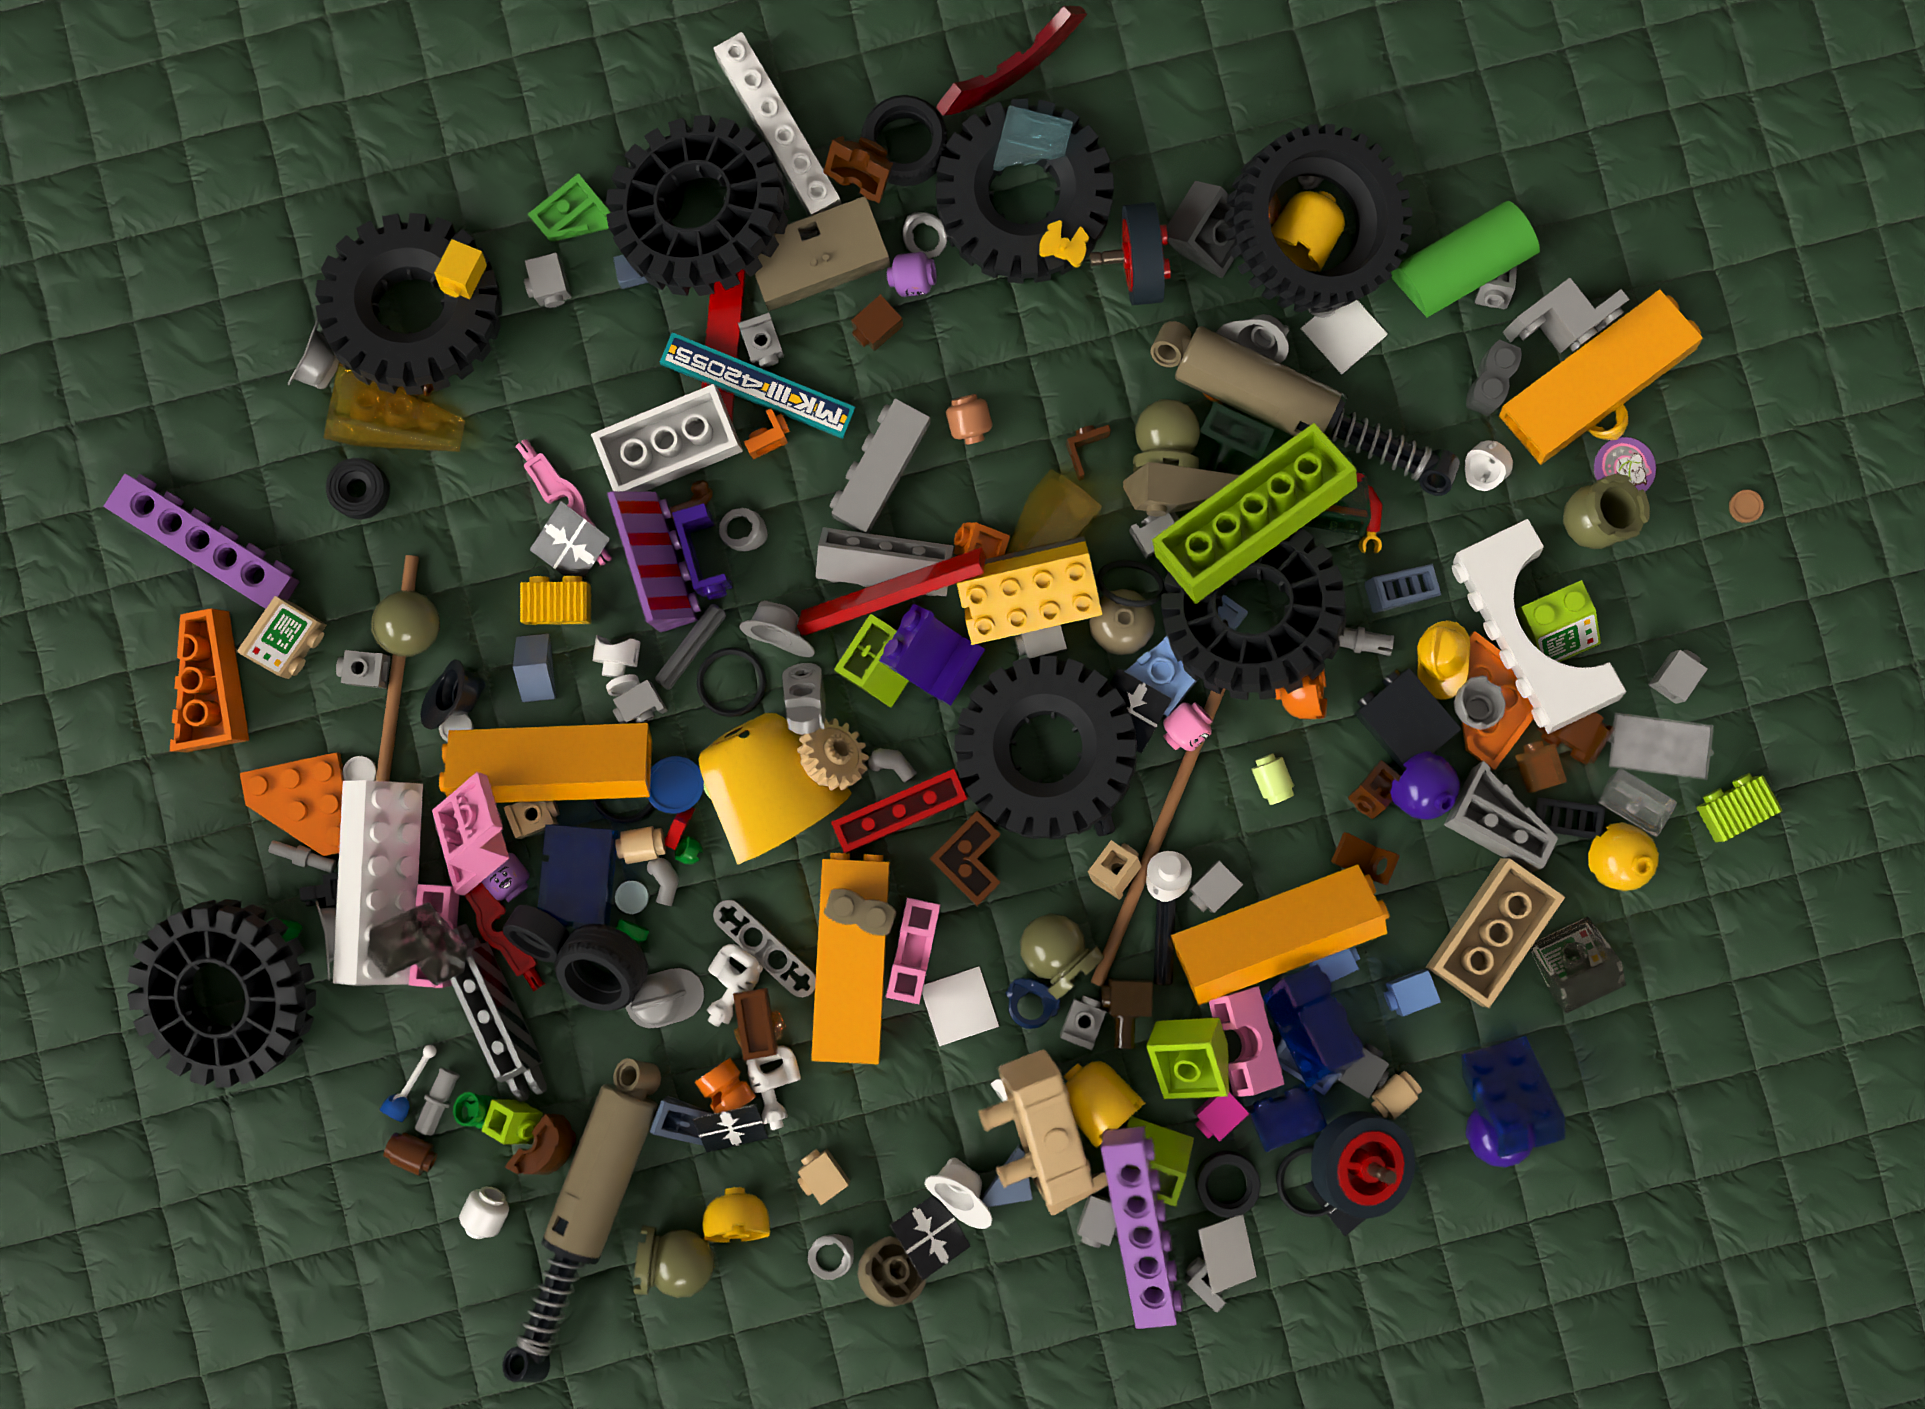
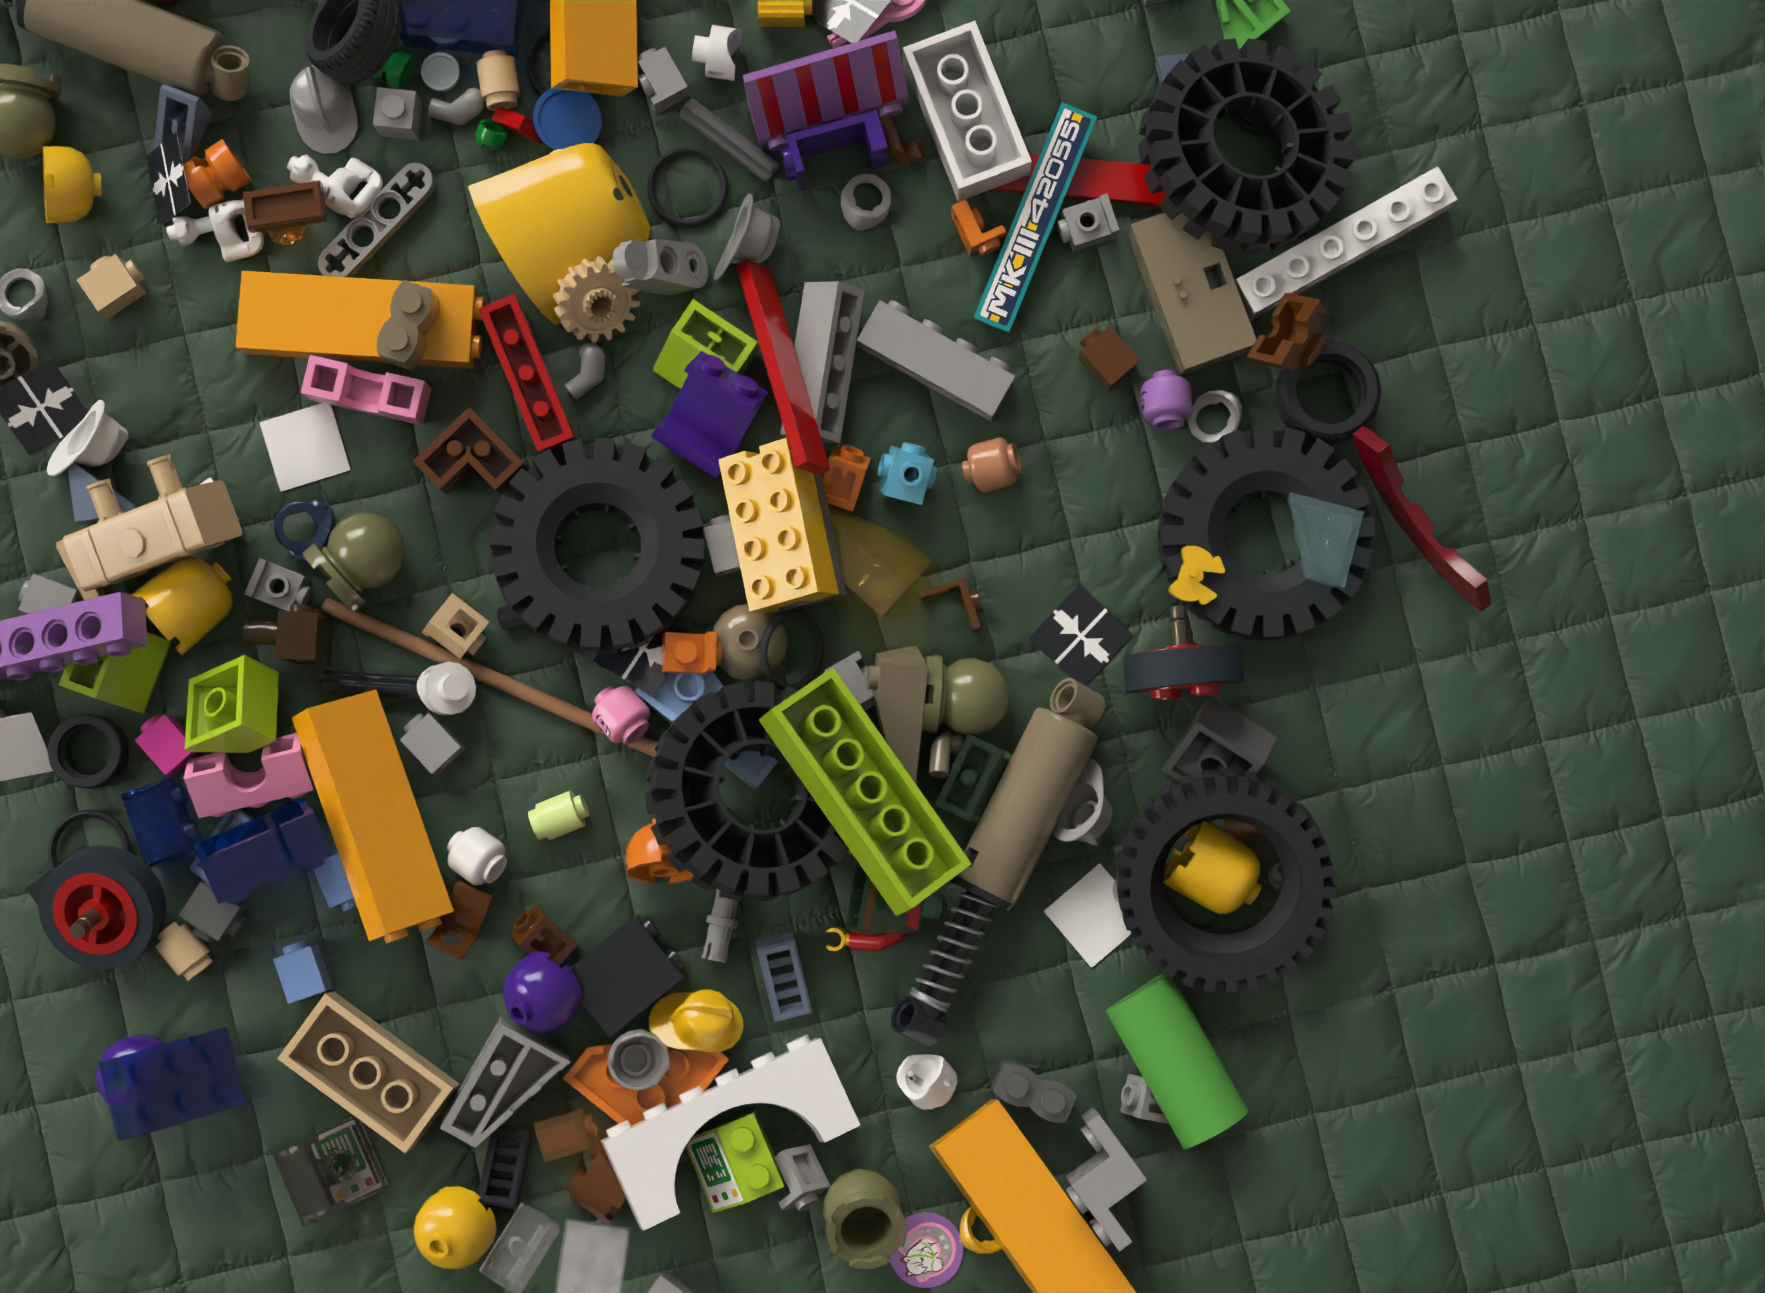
camera: 85 degrees right, 0 degrees up
(622, 684) = (684, 60): white piece -> none
(671, 930) = (398, 113): none -> light grey brick
(978, 489) = (912, 485): none -> medium azure brick
(1110, 345) = (1081, 635): none -> black sticker
(1135, 667) = (690, 653): none -> orange bracket
(1216, 456) = (940, 752): none -> dark tan arm
(1309, 847) = (476, 856): none -> white head
(1569, 567) = (803, 1177): none -> light grey bracket

